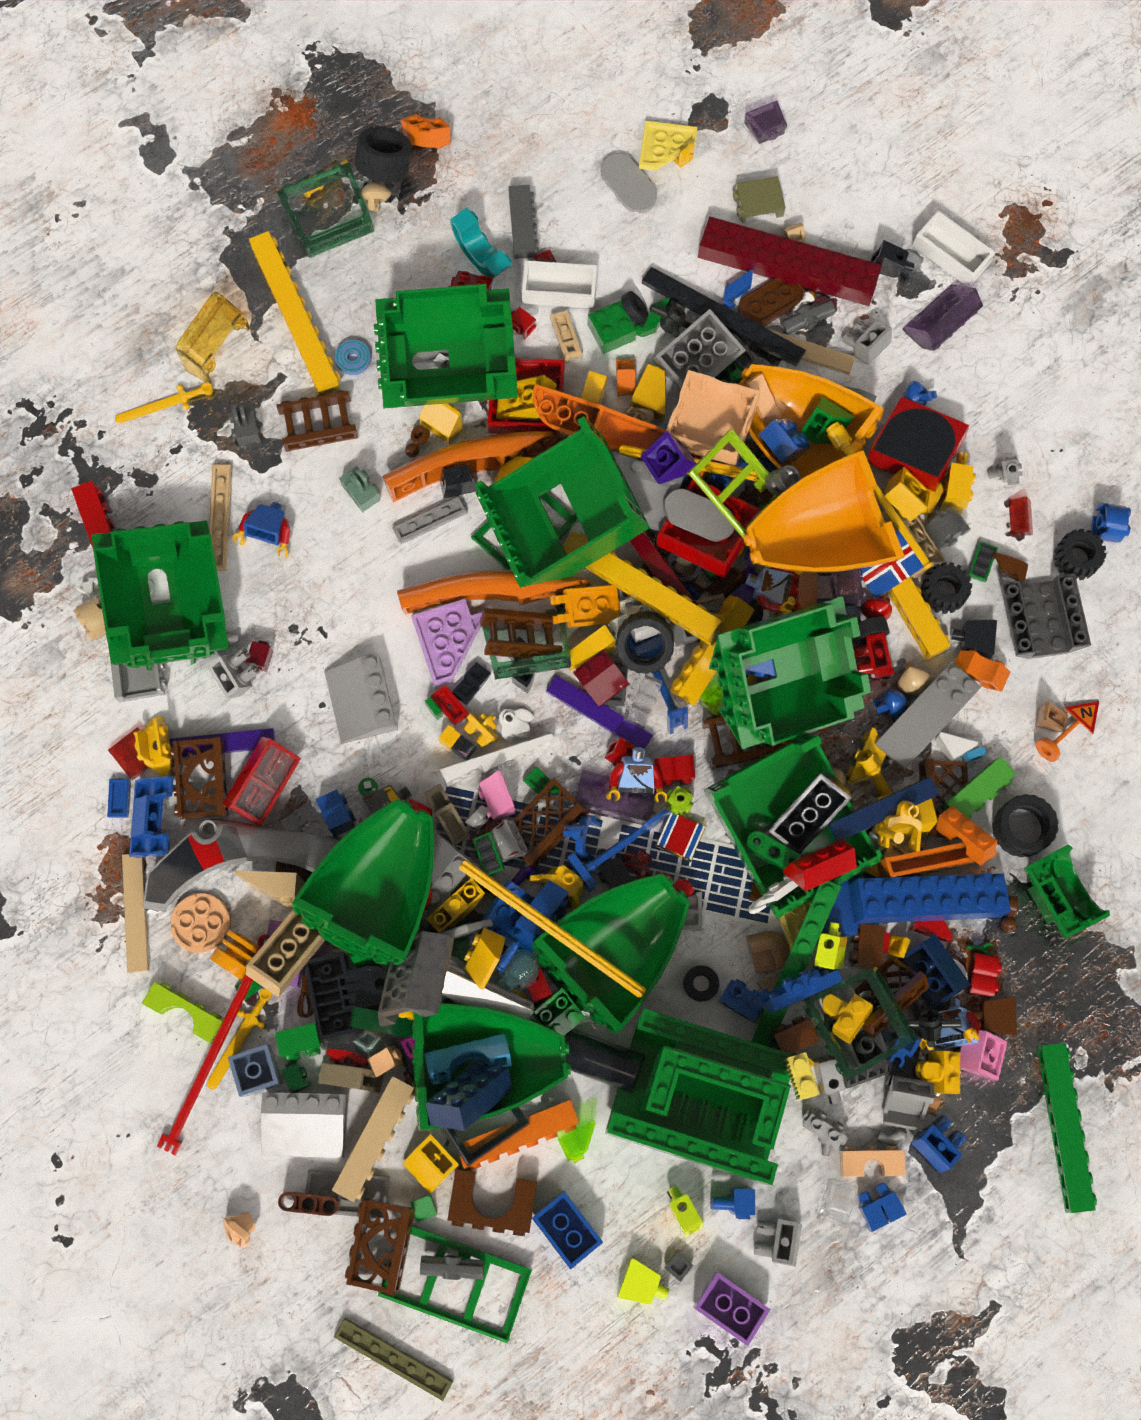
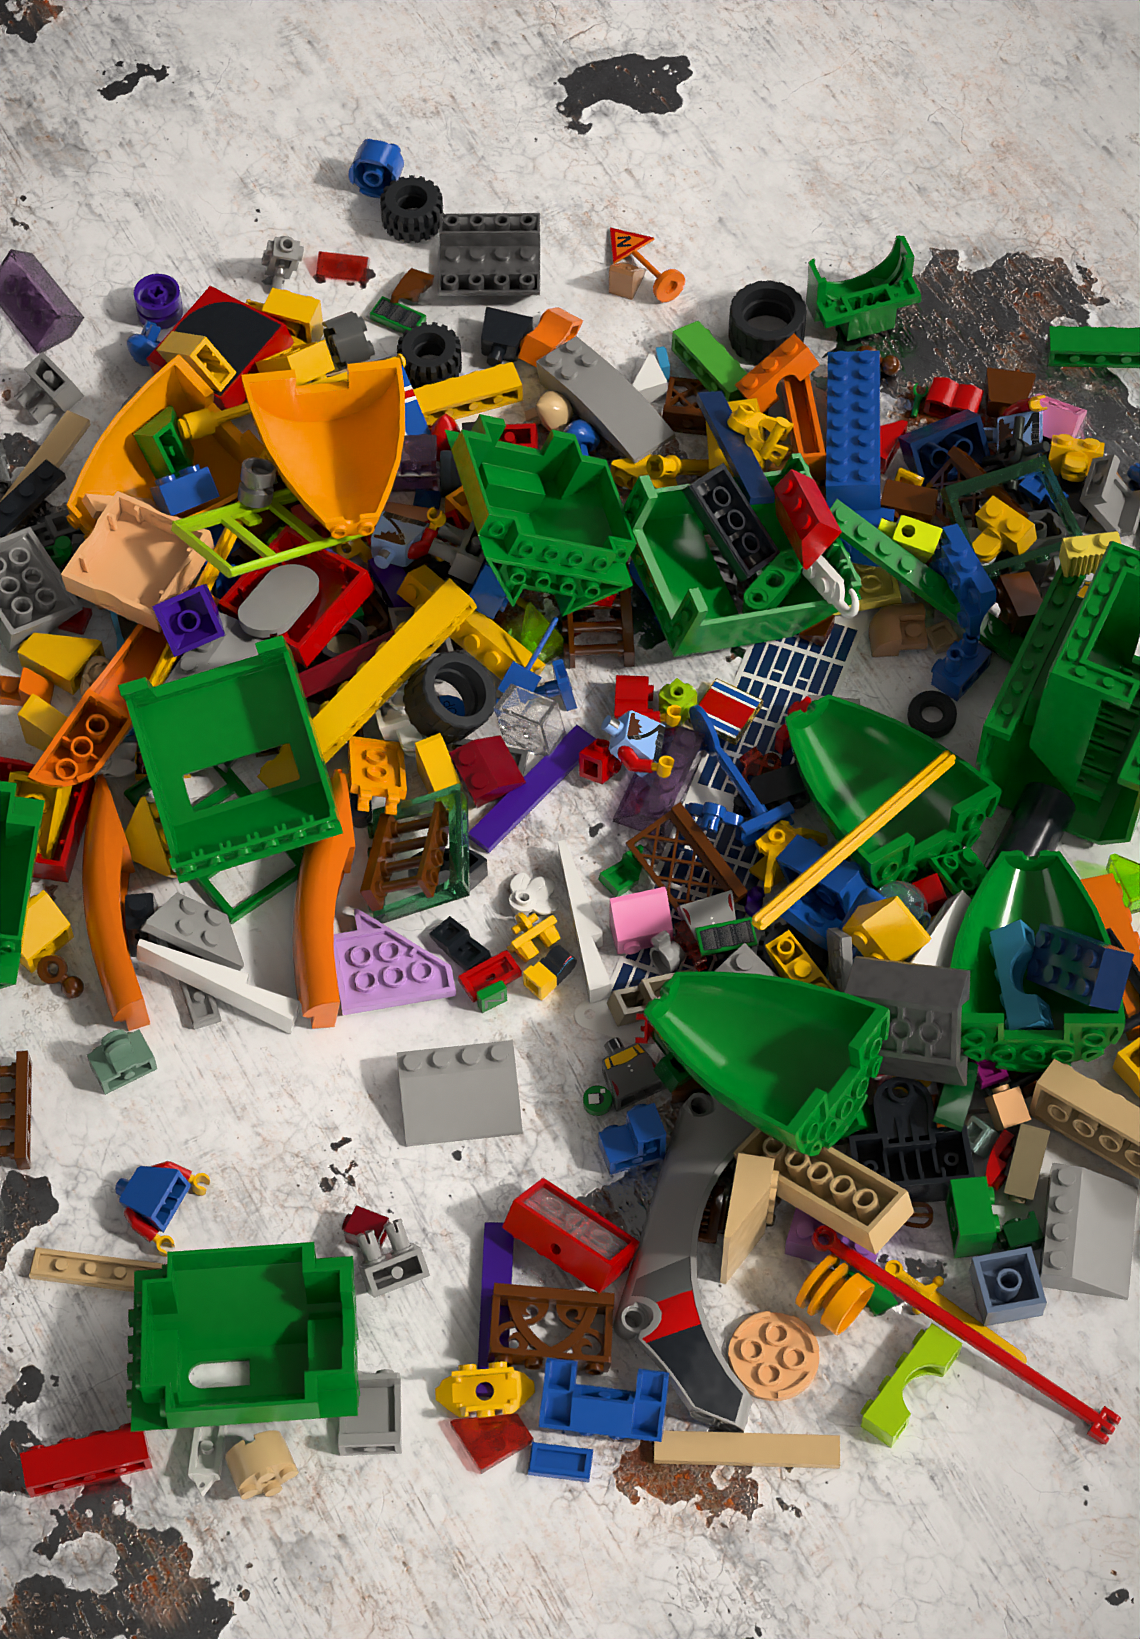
camera: 80 degrees left, 15 degrees down
(238, 762) = (531, 1275): none -> clear piece
(418, 539) = (222, 984): none -> white slope
(455, 514) = (196, 930): none -> light grey wing
(671, 689) = (521, 675): none -> blue piece
(895, 426) = (200, 356): none -> yellow slope
(958, 396) = (158, 300): none -> dark purple wheel

